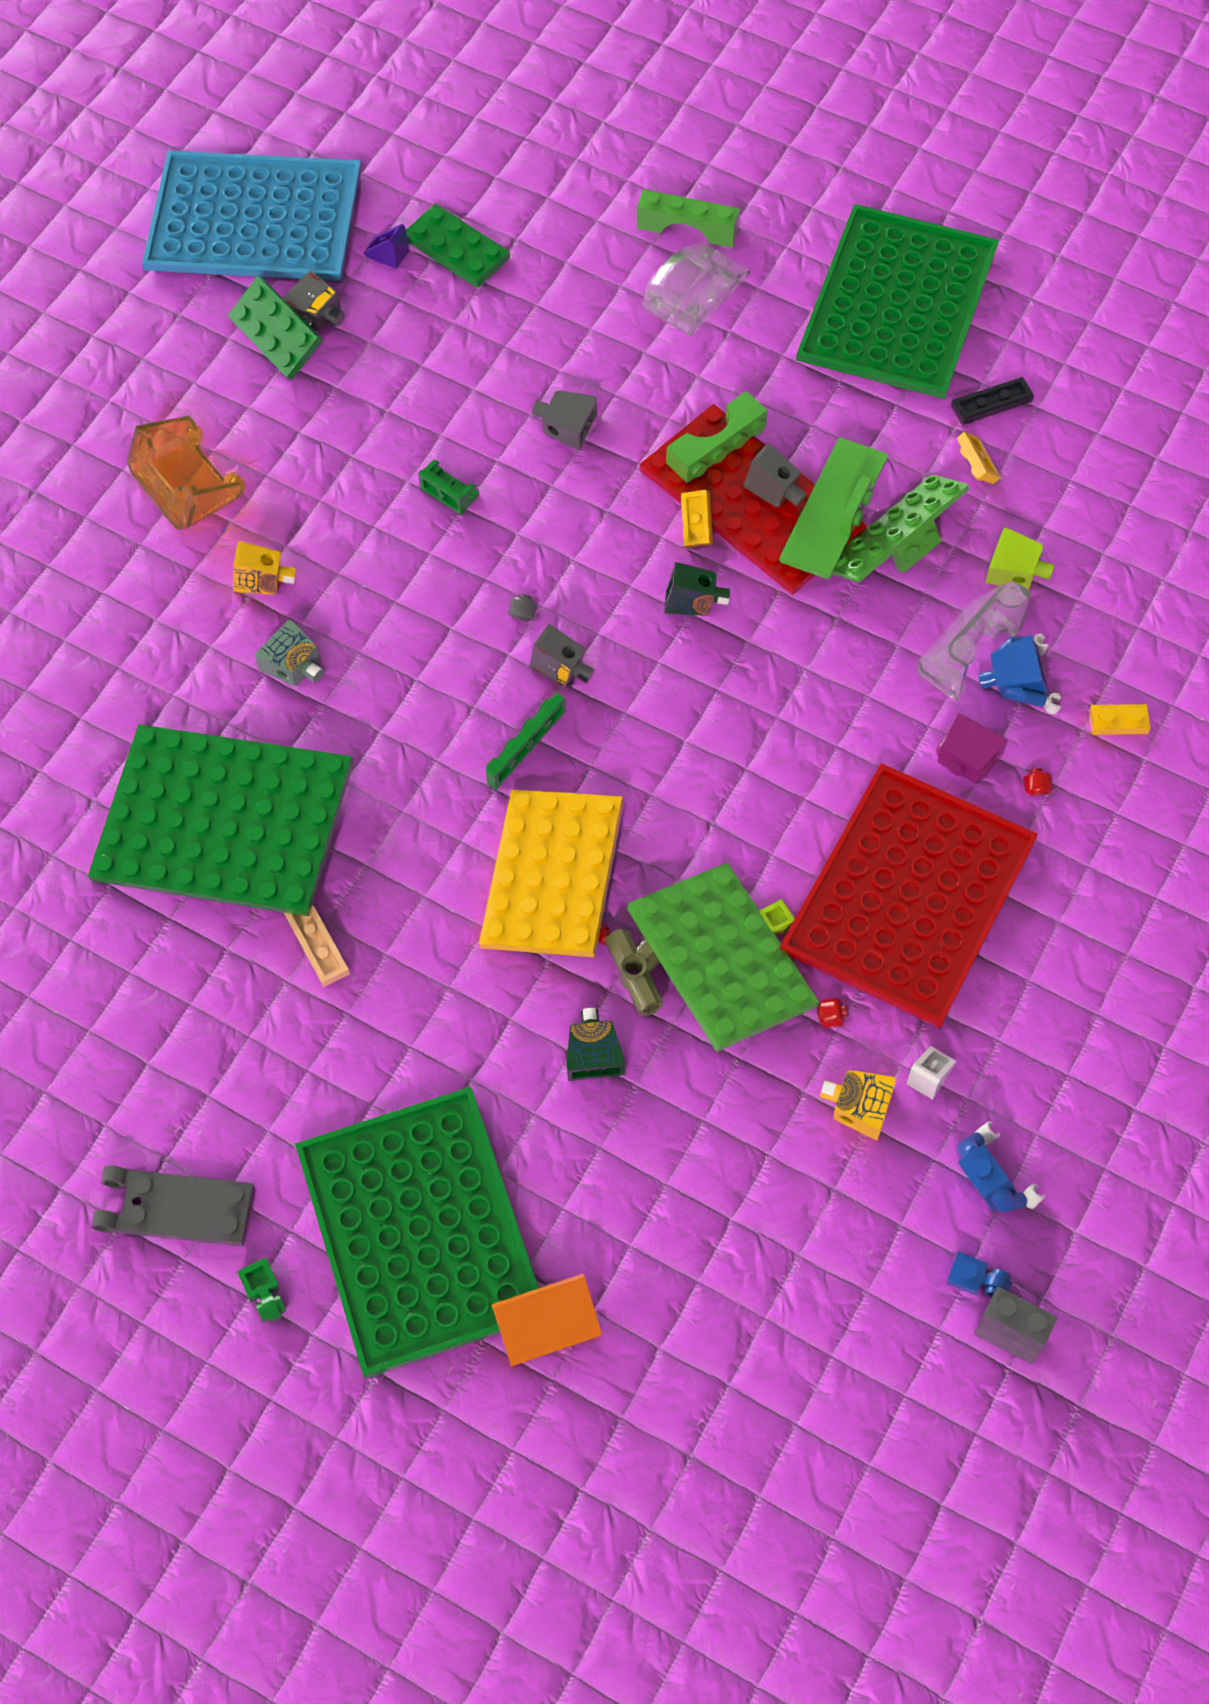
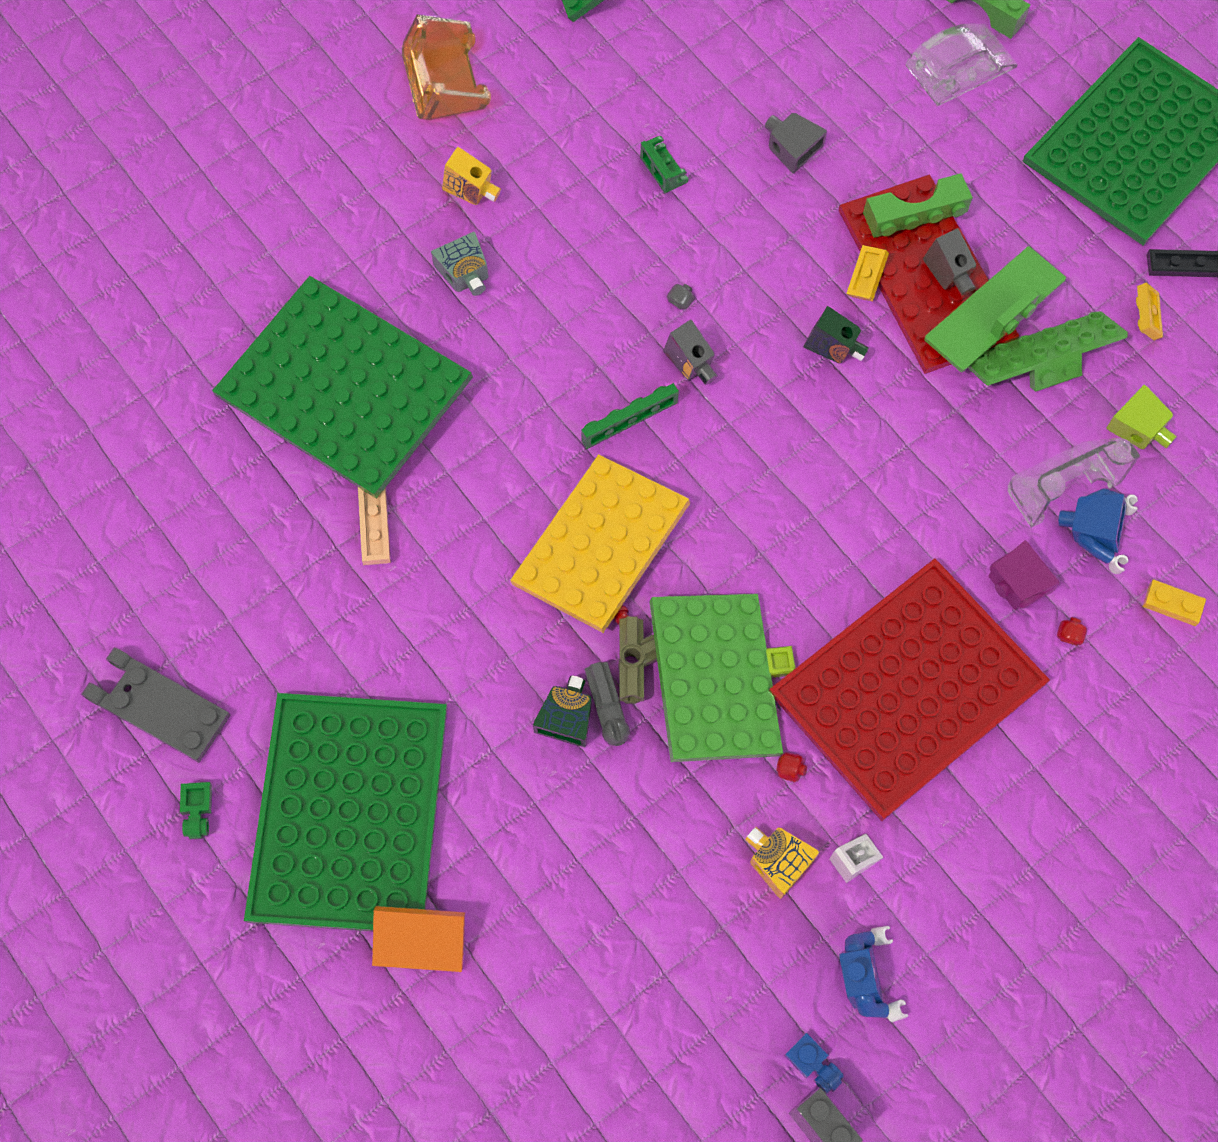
camera: 20 degrees right, 5 degrees up
(629, 1023) = (606, 700): none -> dark grey piece

